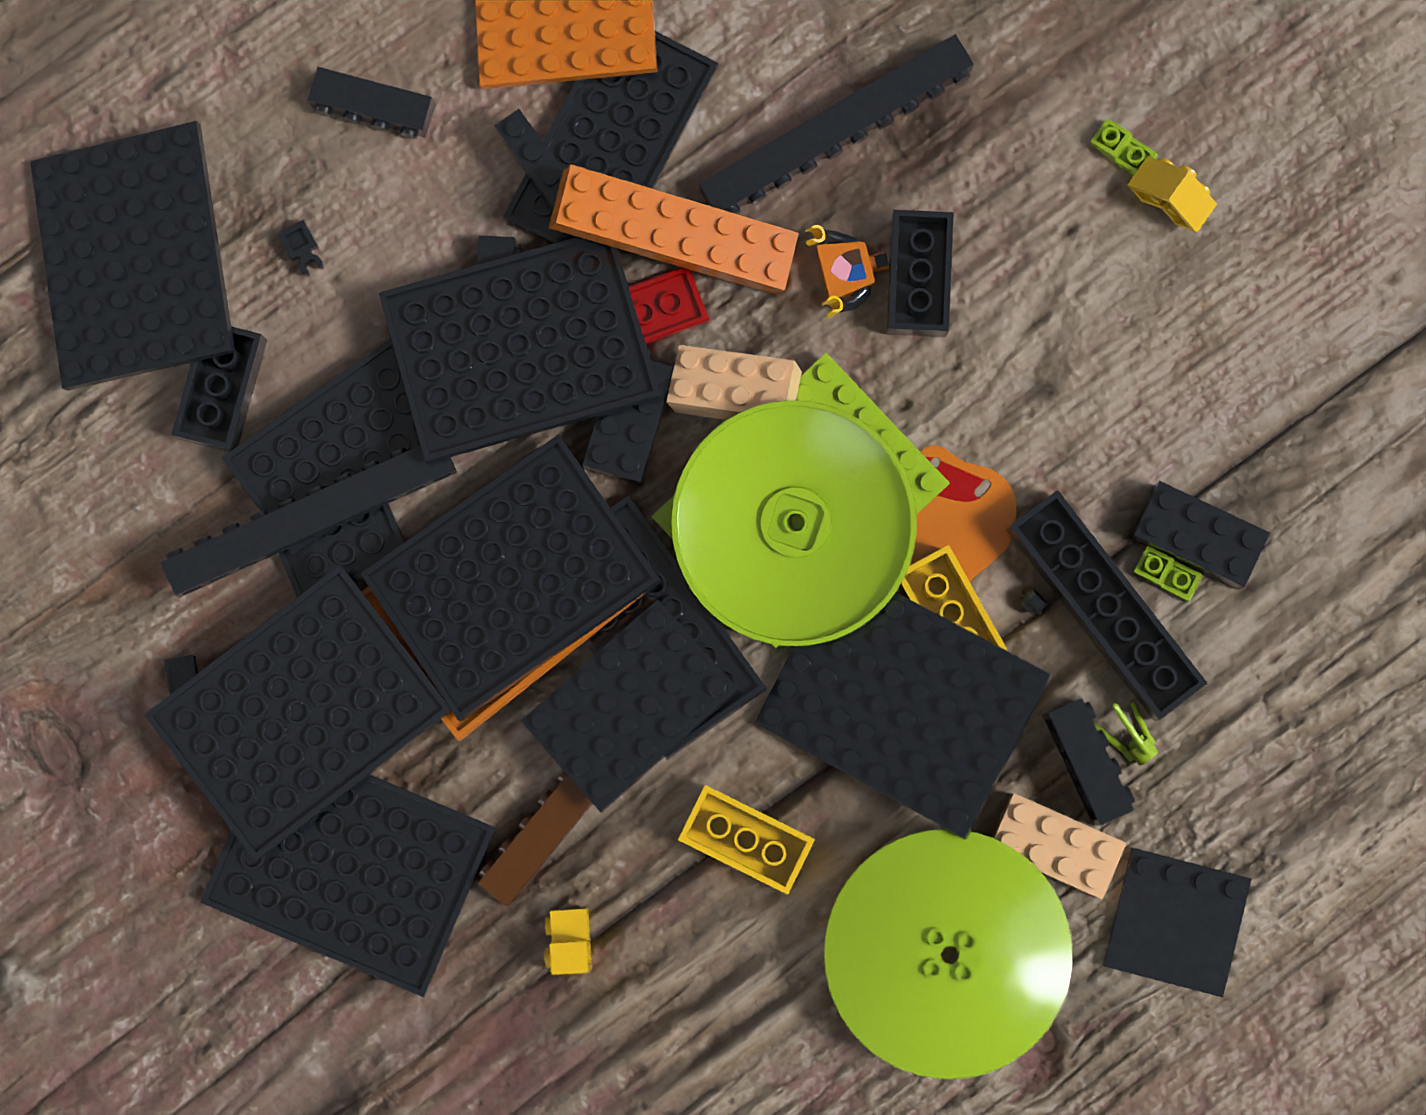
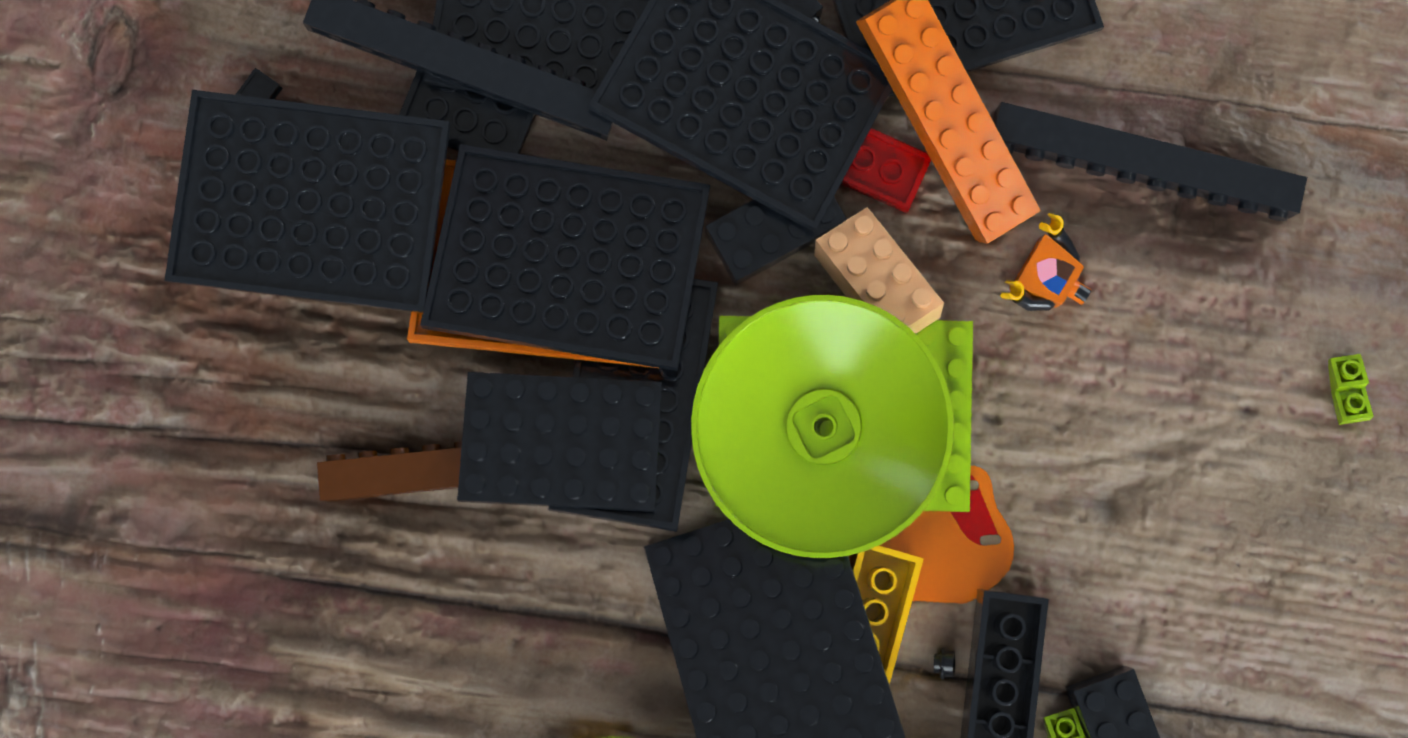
camera: 30 degrees right, 0 degrees up
(362, 881) = (236, 377): black plate -> none
(570, 941) = (339, 579): yellow brick -> none
(746, 839) = (550, 630): yellow brick -> none
(920, 273) = (1103, 331): black brick -> none
(1174, 191) = (1360, 458): yellow brick -> none

